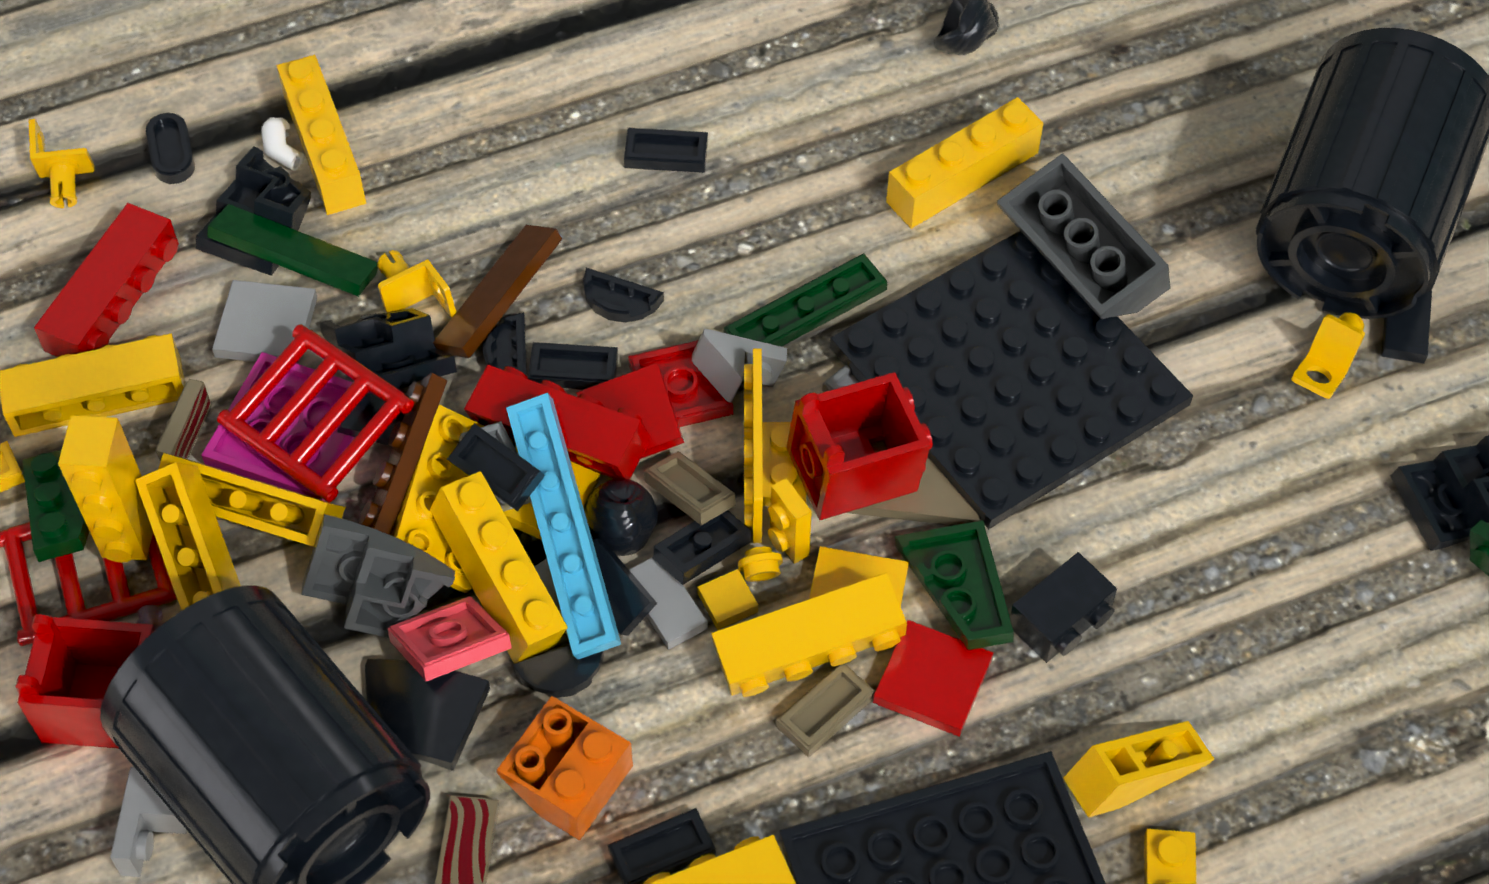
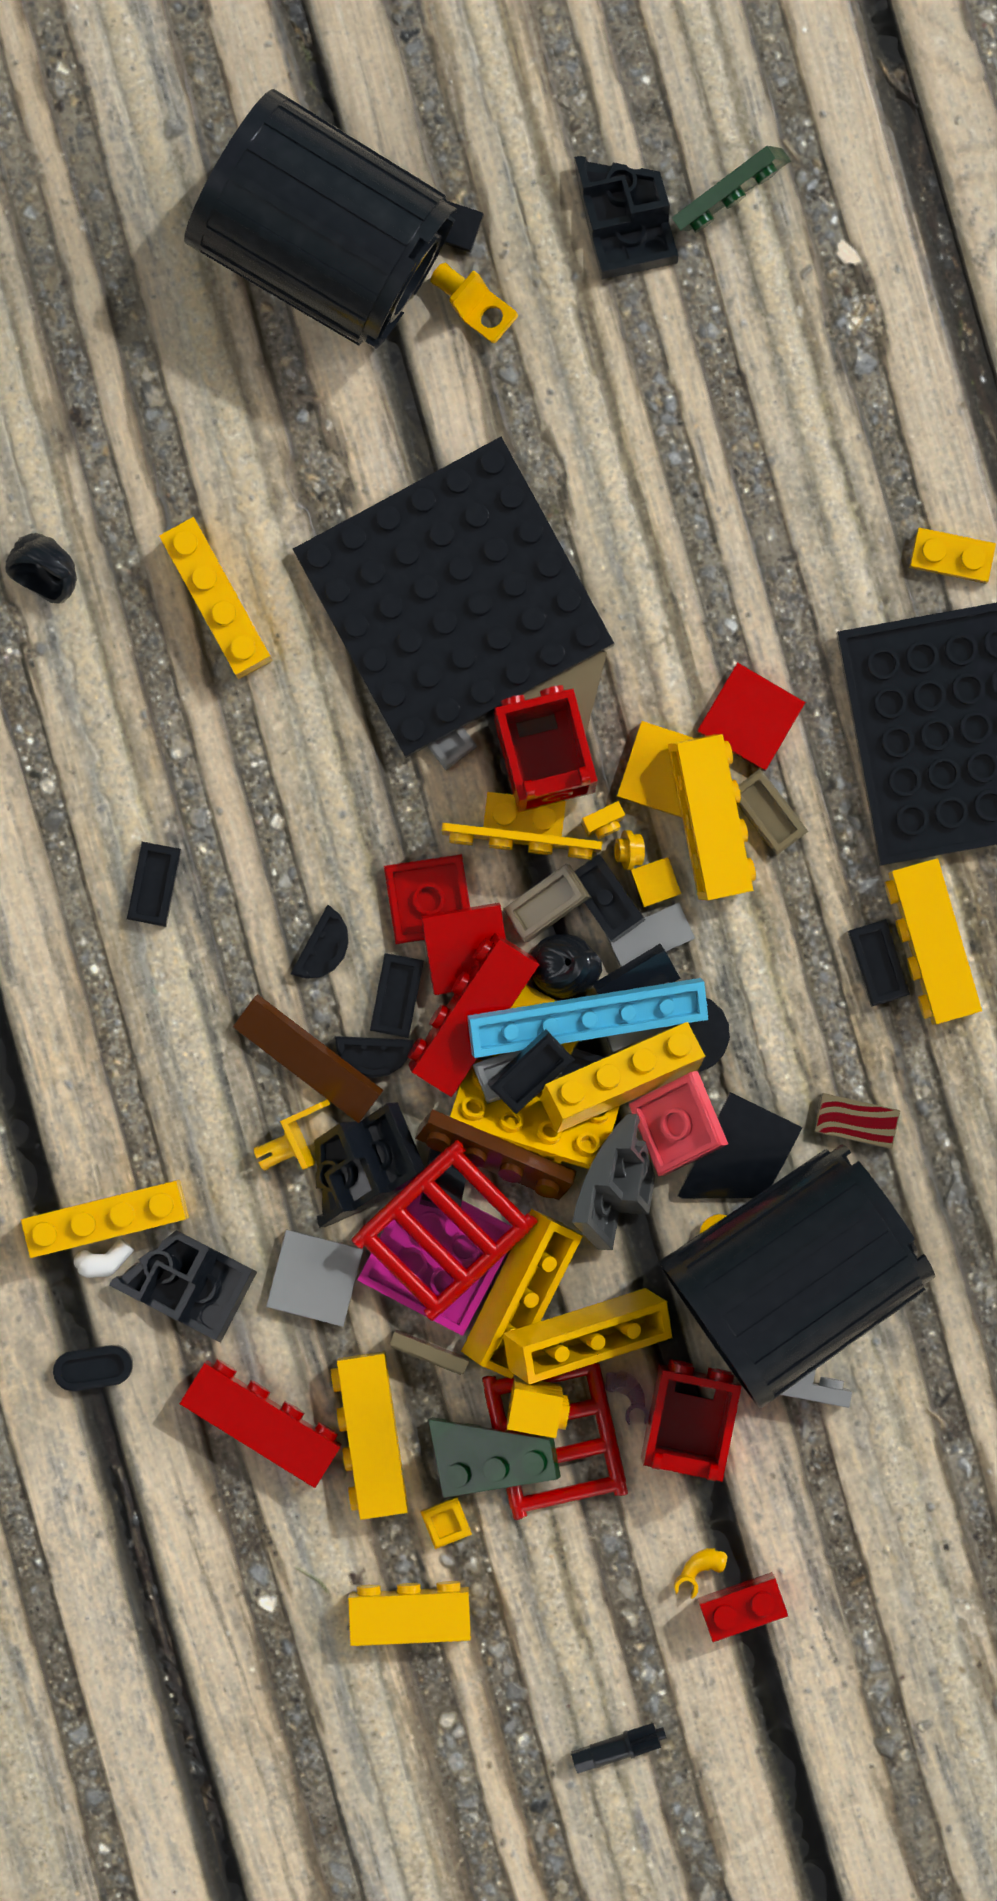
camera: 85 degrees left, 30 degrees up
(59, 166) = (115, 1472): yellow bracket -> none
(293, 250) = (240, 1249): dark green tile -> none
(567, 767) = (806, 1034): orange slope -> none
(723, 359) = (426, 851): light grey slope -> none
(812, 304) = (357, 773): dark green tile -> none
(962, 580) = (666, 677): dark green wing -> none
(1063, 608) = (705, 595): black brick -> none
(1087, 240) = (330, 504): dark grey slope -> none
(1135, 766) = (858, 561): yellow slope -> none

